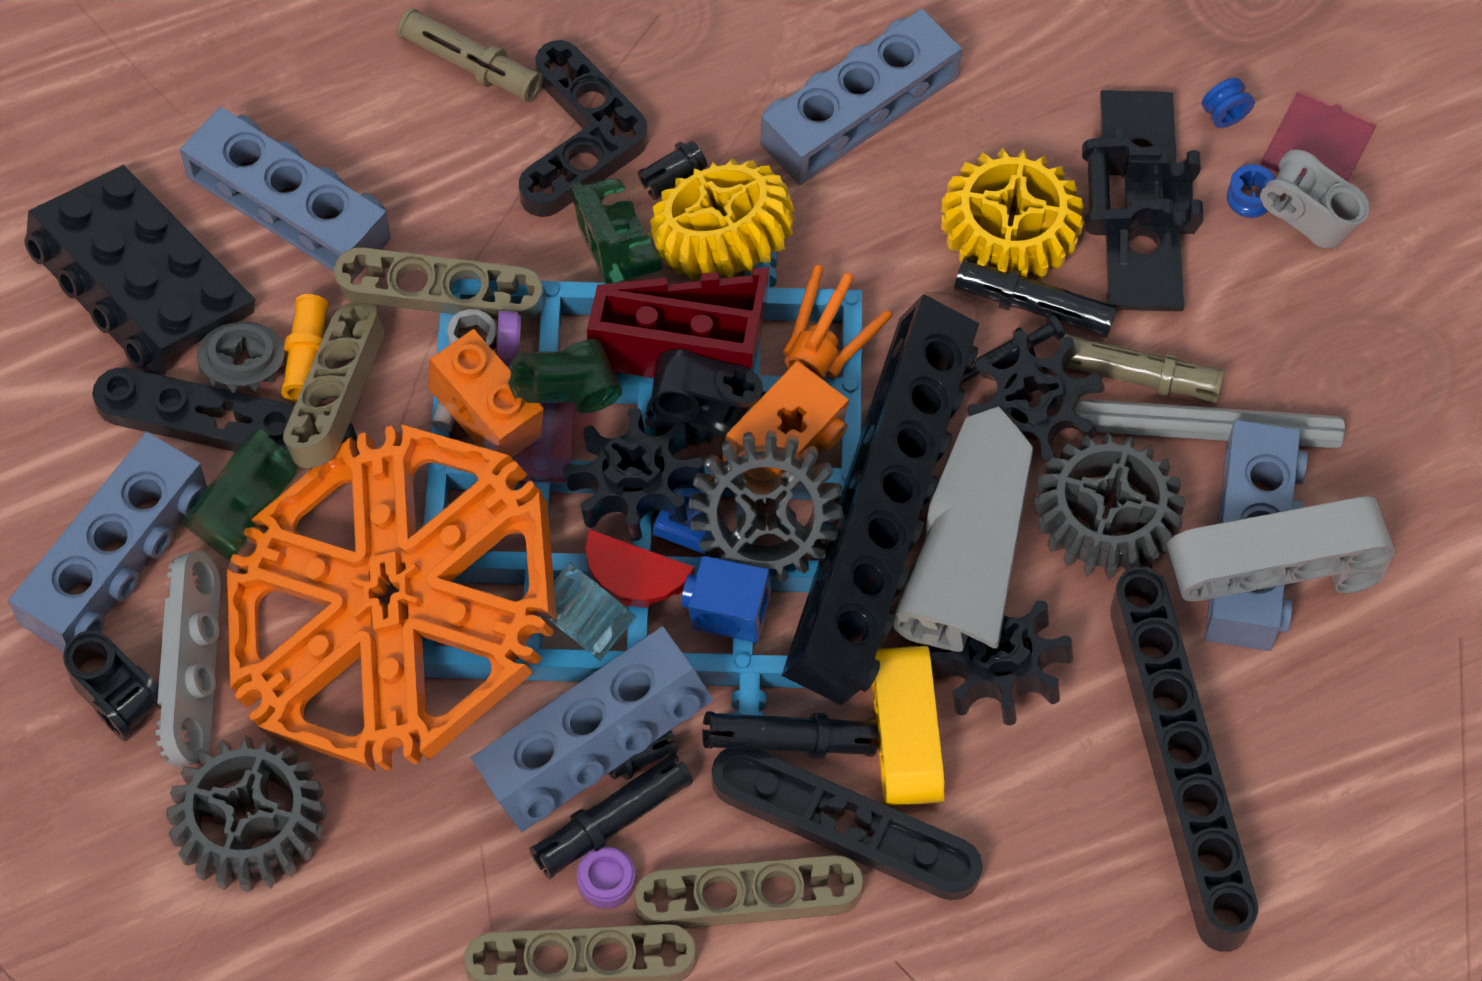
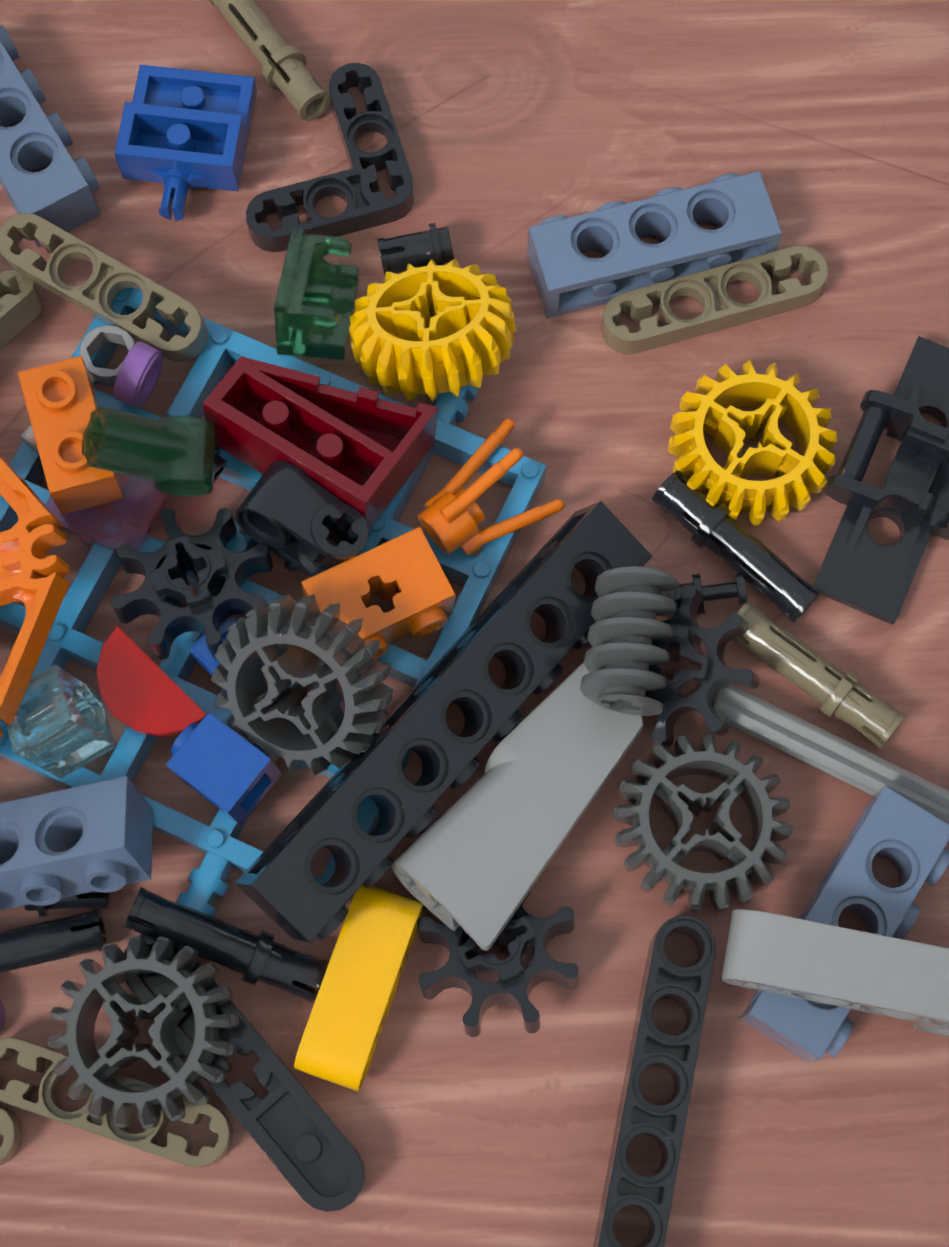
camera: 25 degrees right, 10 degrees up
(437, 145) = (185, 132): none -> blue plate
(785, 823) = (104, 986): none -> dark grey gear
(923, 116) = (717, 306): none -> dark tan beam
(997, 383) = (624, 639): none -> dark grey piece

